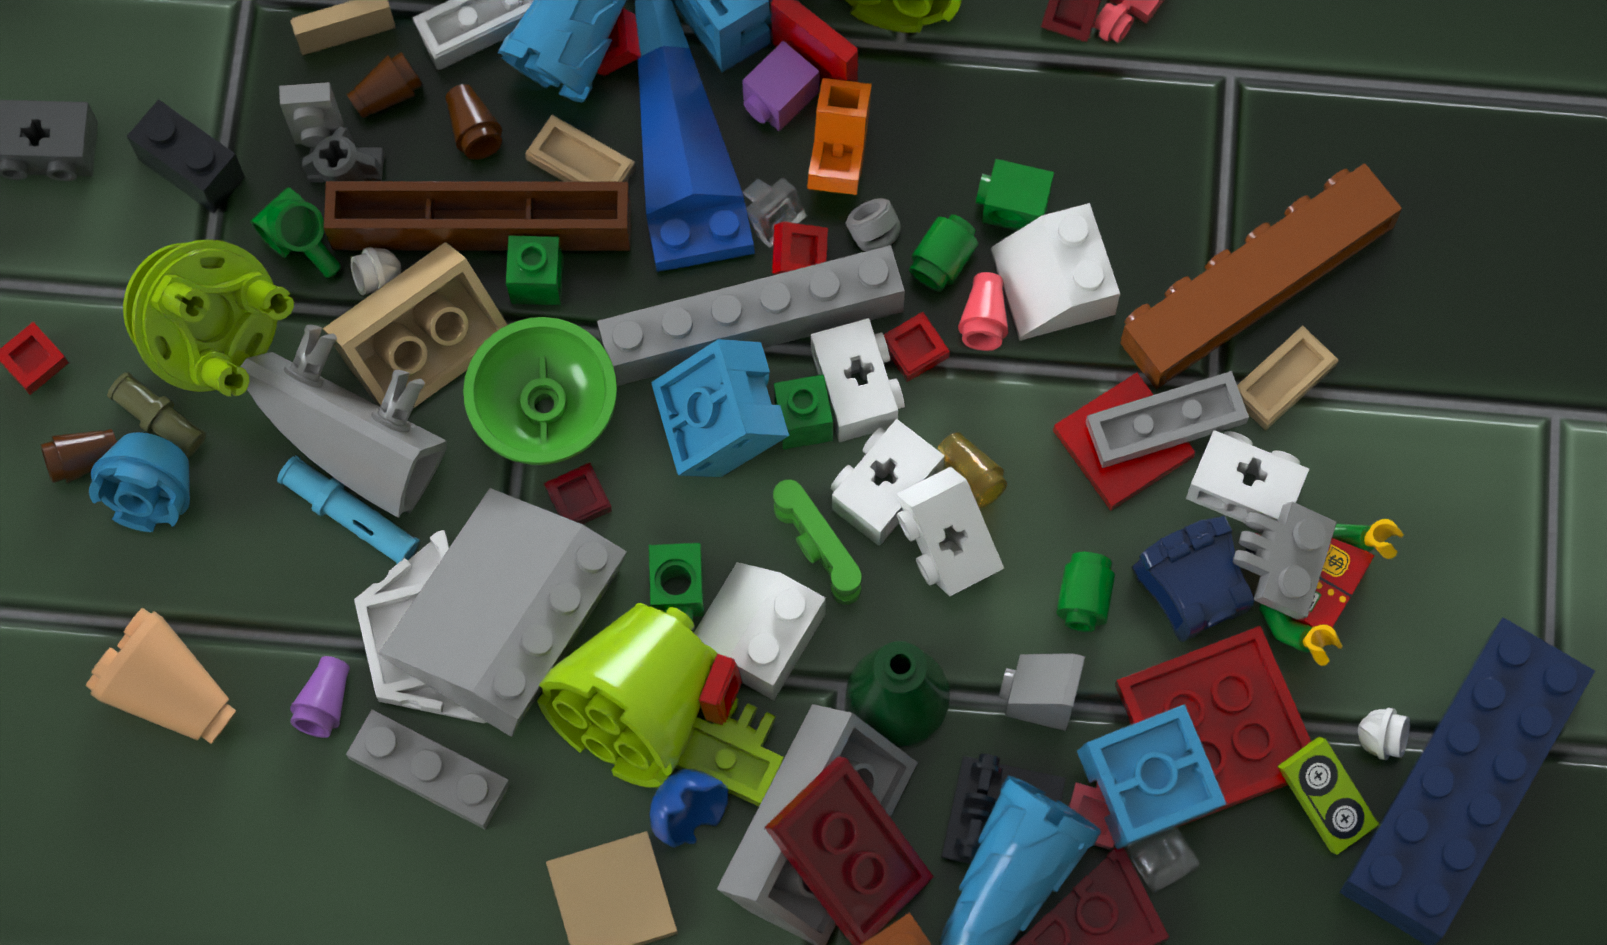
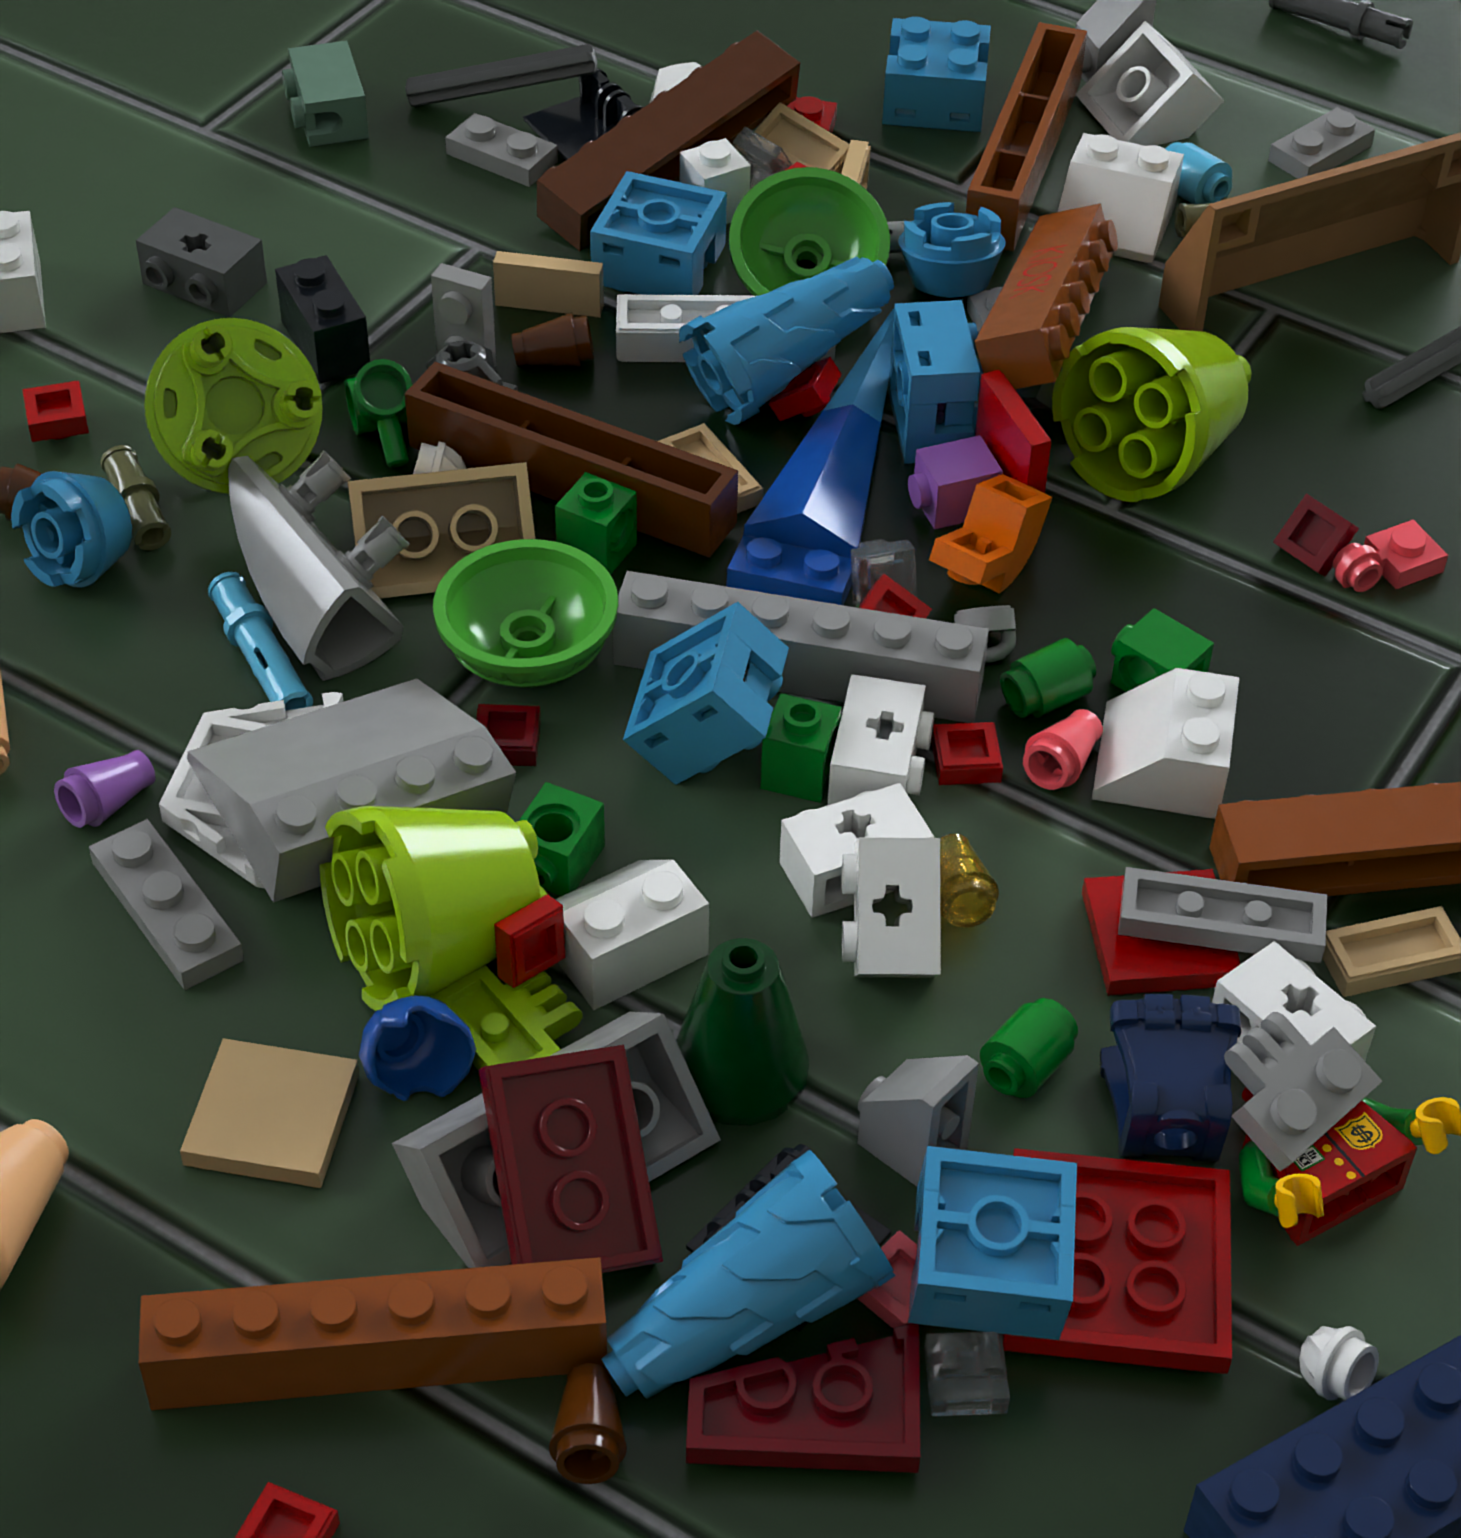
camera: 25 degrees right, 25 degrees down
(472, 123) = (620, 398): reddish brown cone -> none
(818, 540) = (740, 863): bright green plate -> none
(1328, 795) = (1221, 1388): tile -> none

